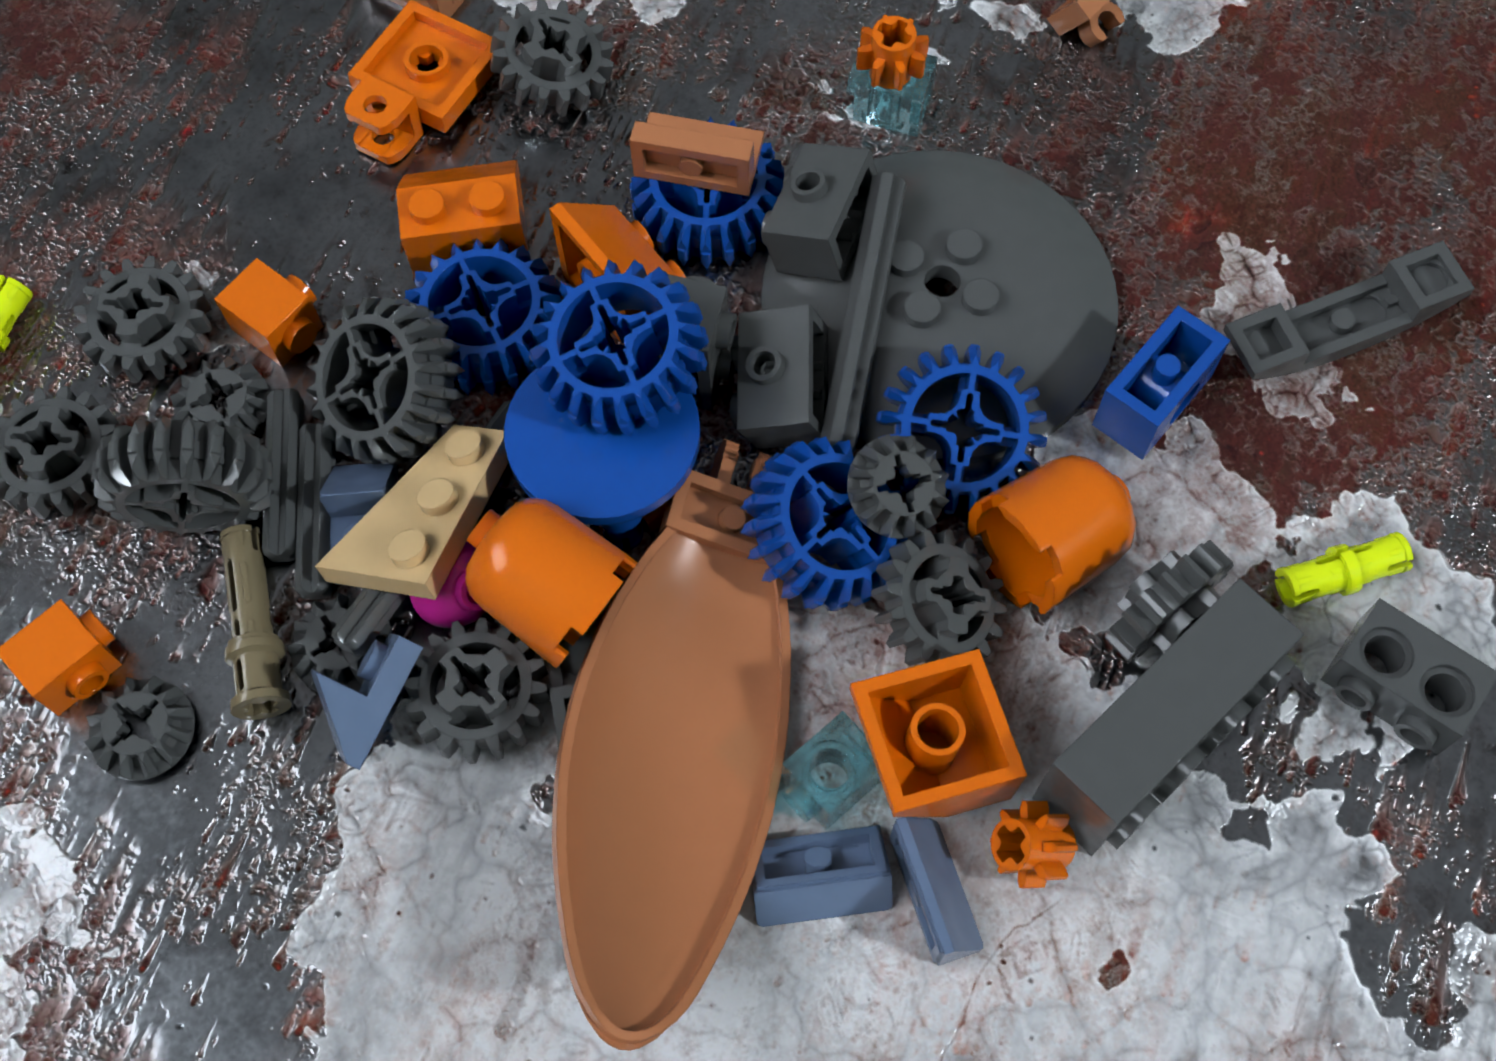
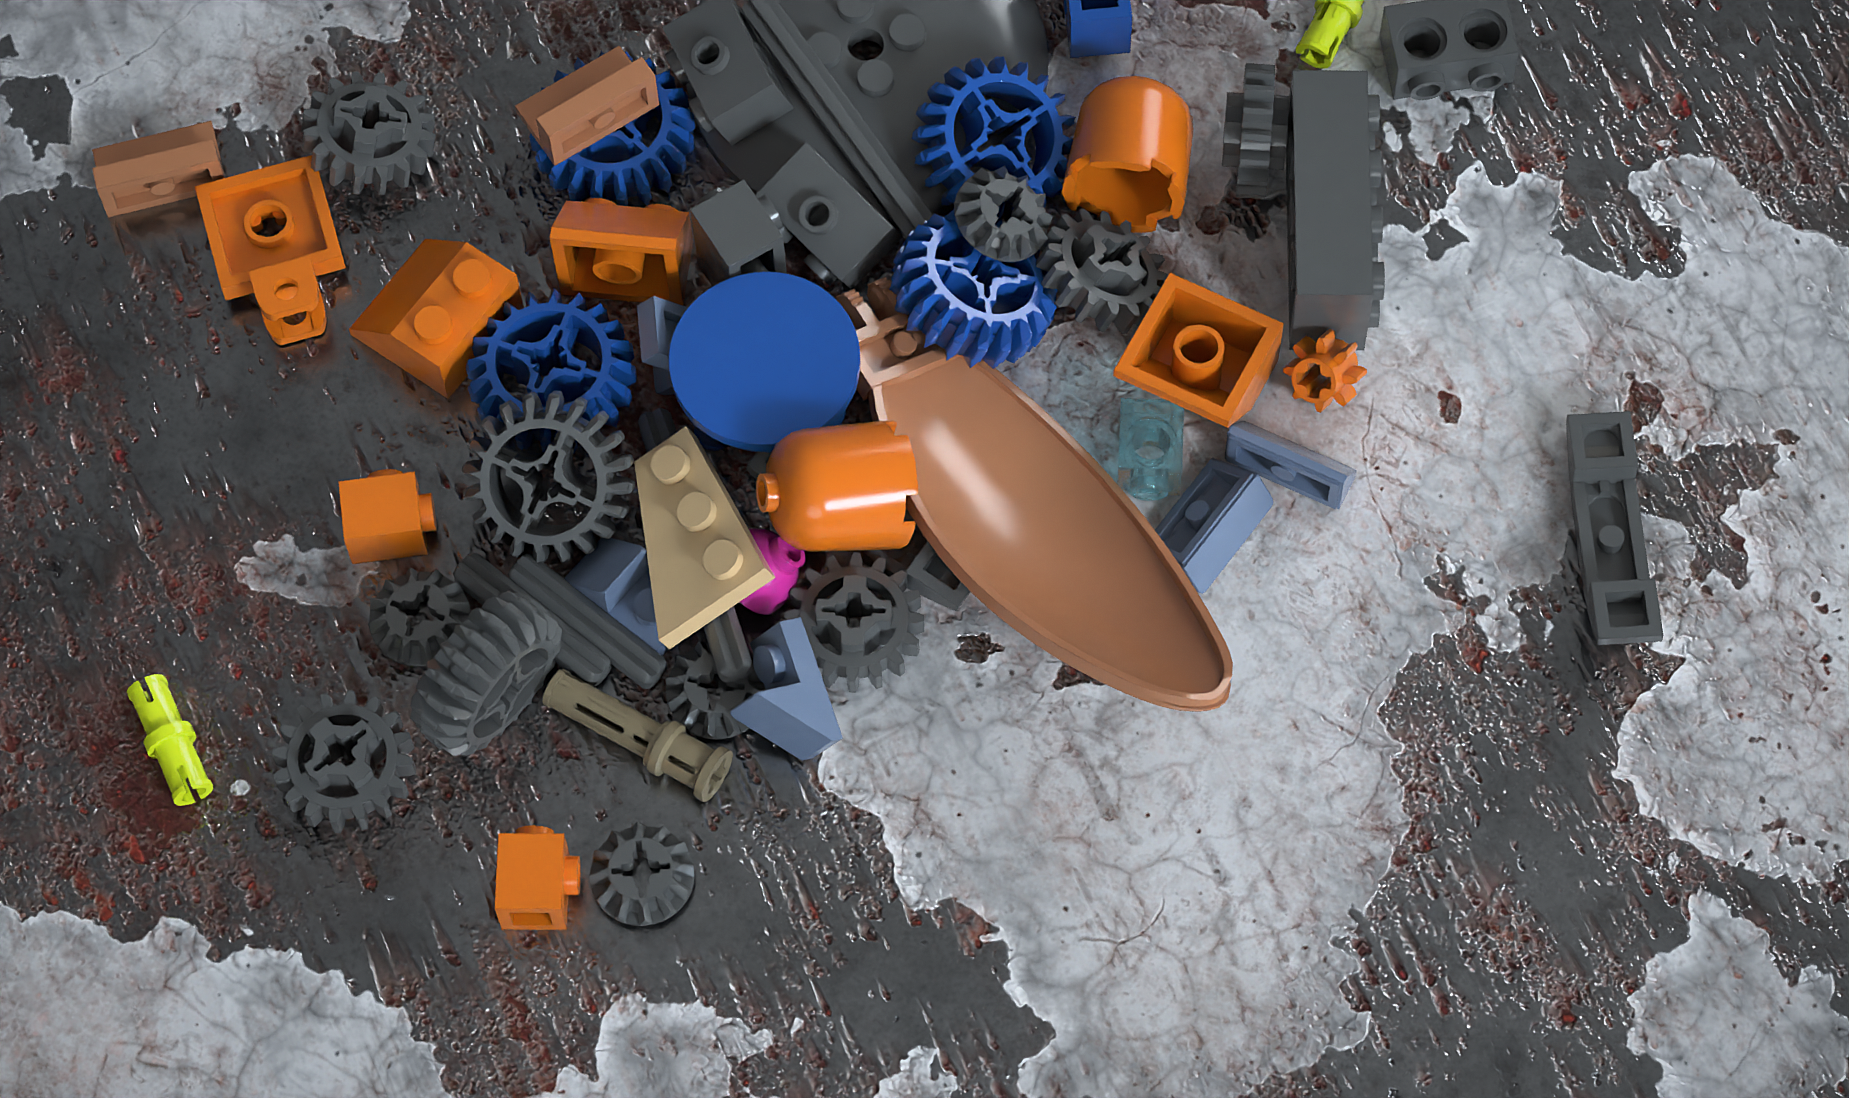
camera: 45 degrees left, 0 degrees up
(142, 319) = (273, 633): dark grey gear -> none
(570, 362) = (704, 272): blue gear -> none

